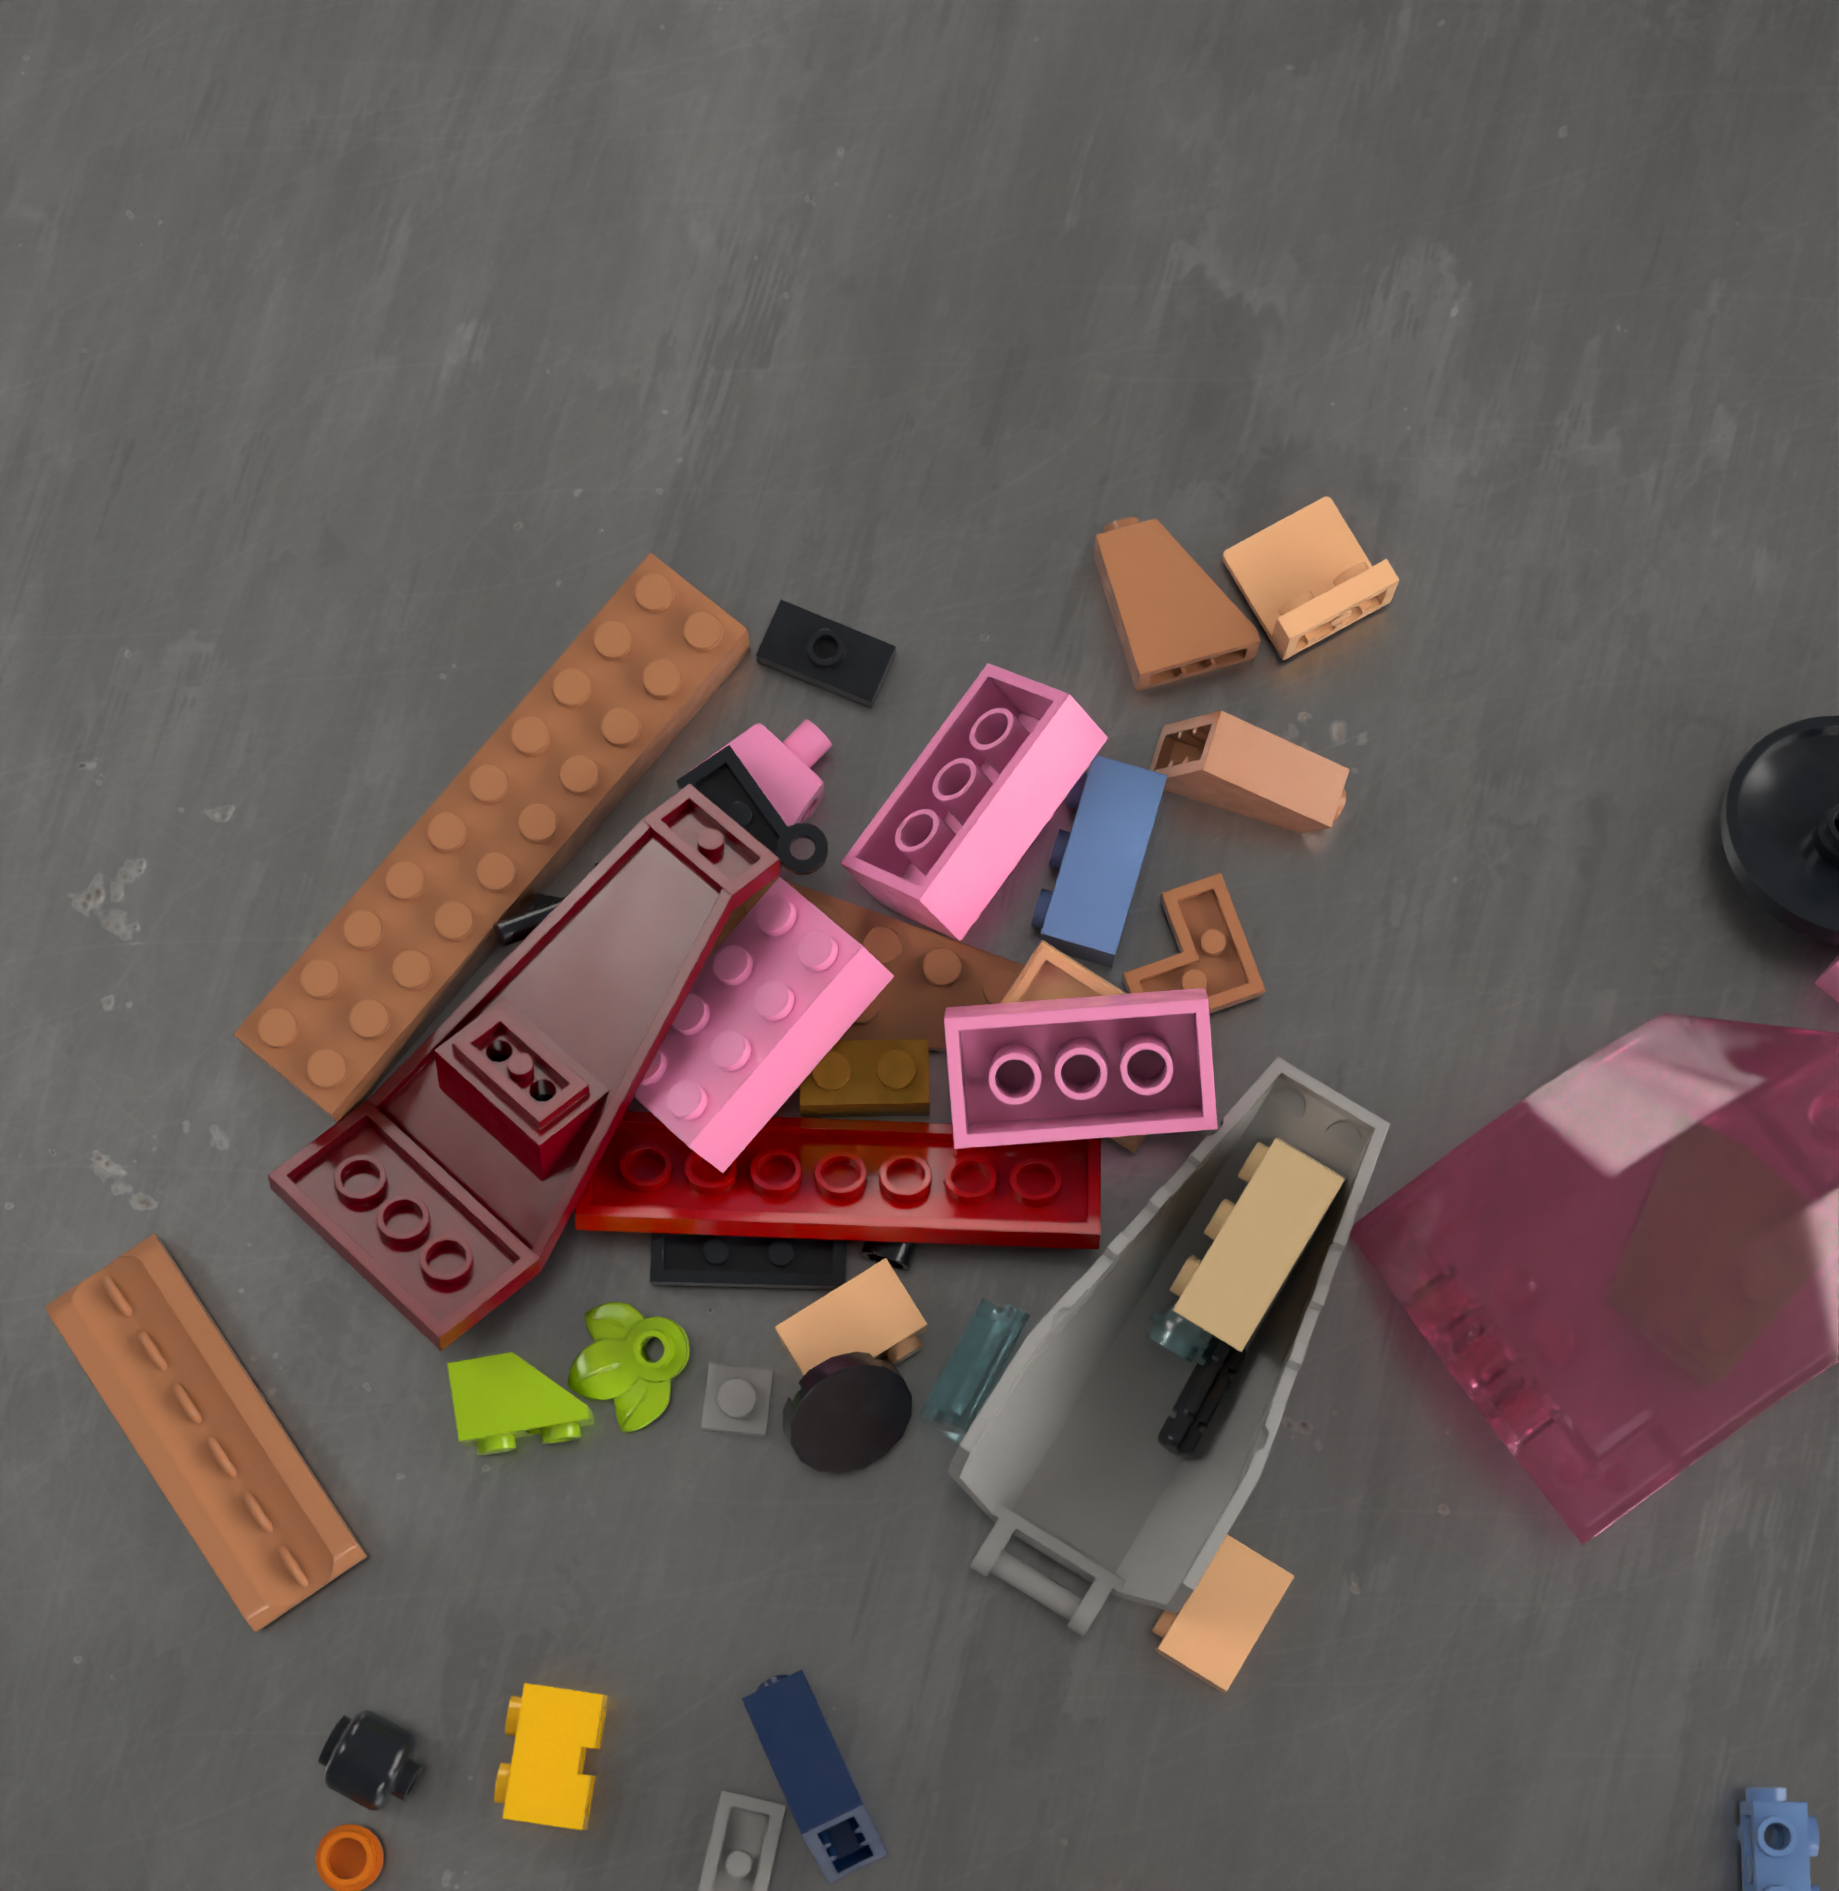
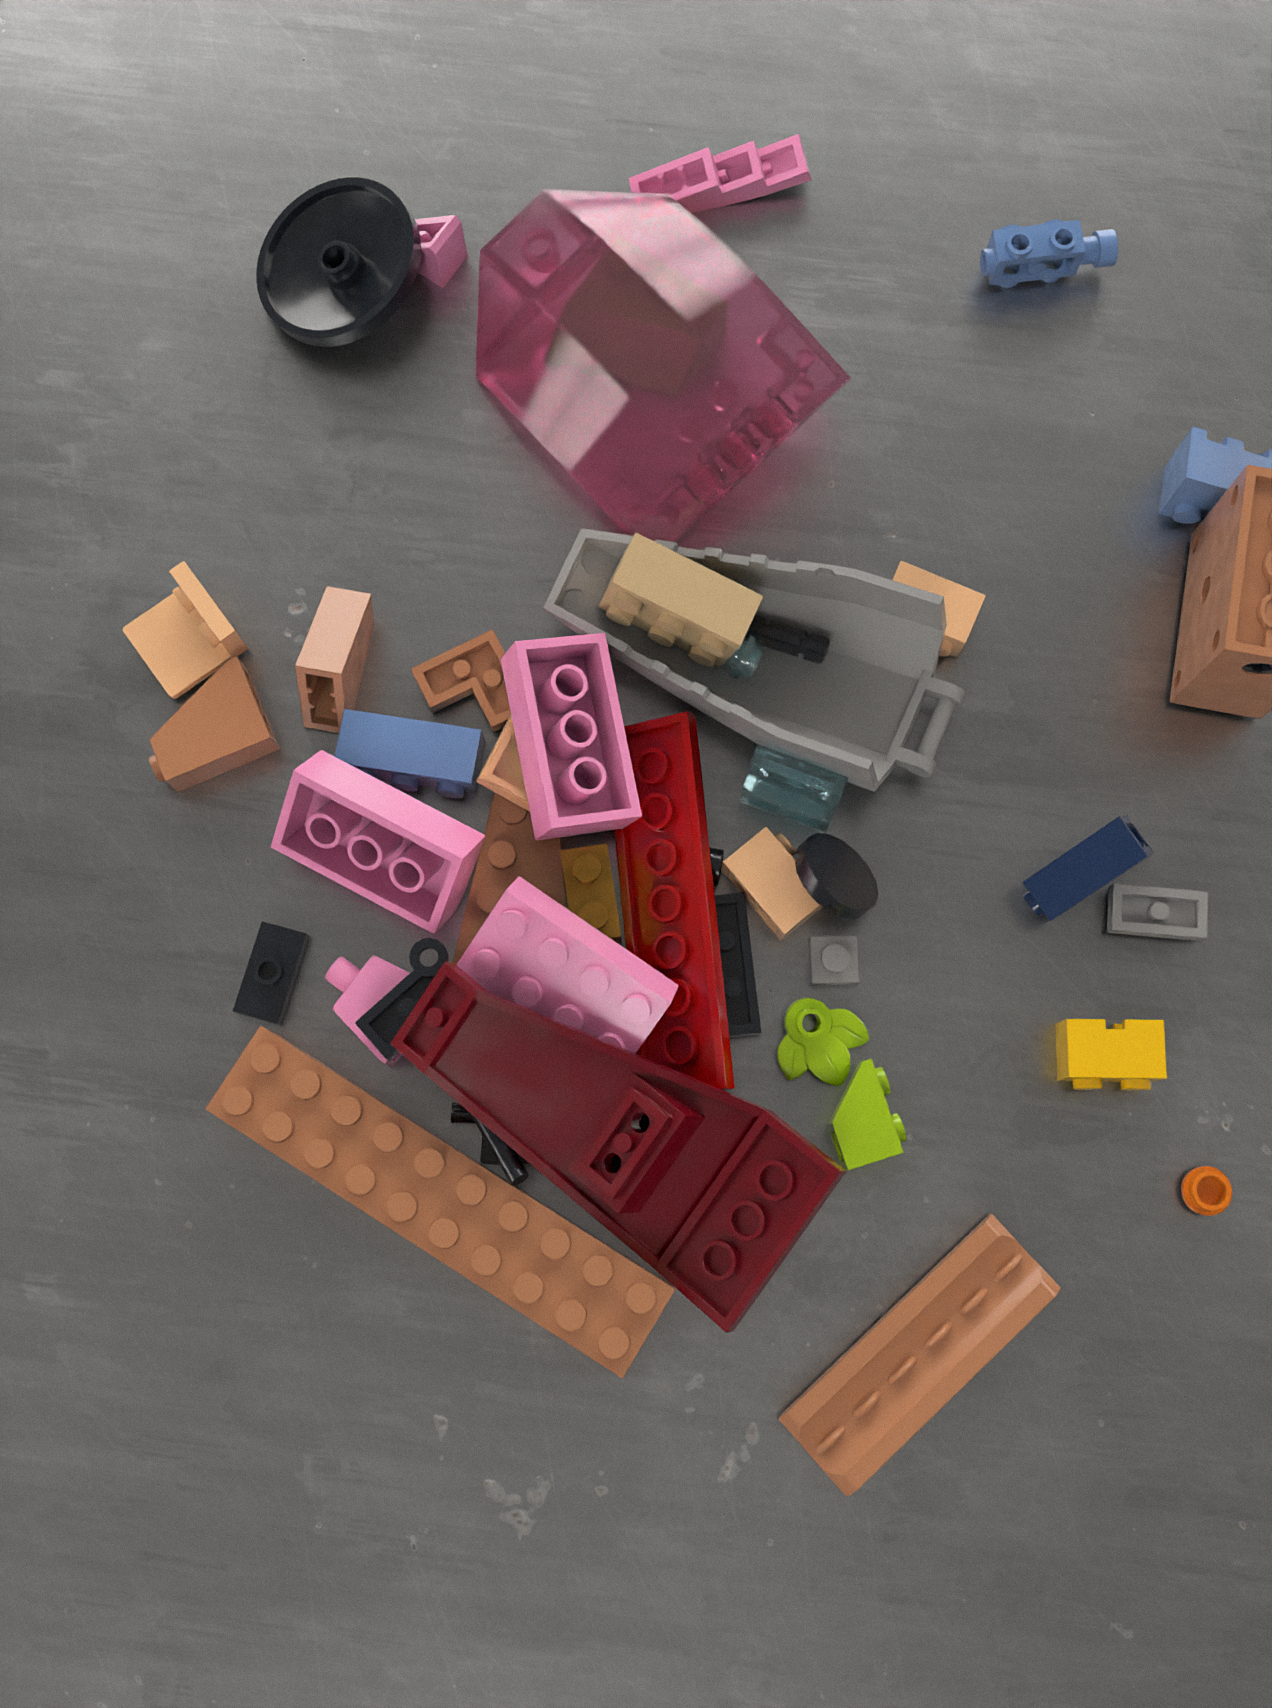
camera: 95 degrees left, 0 degrees up
(370, 1760) = (1138, 1184): black head -> none

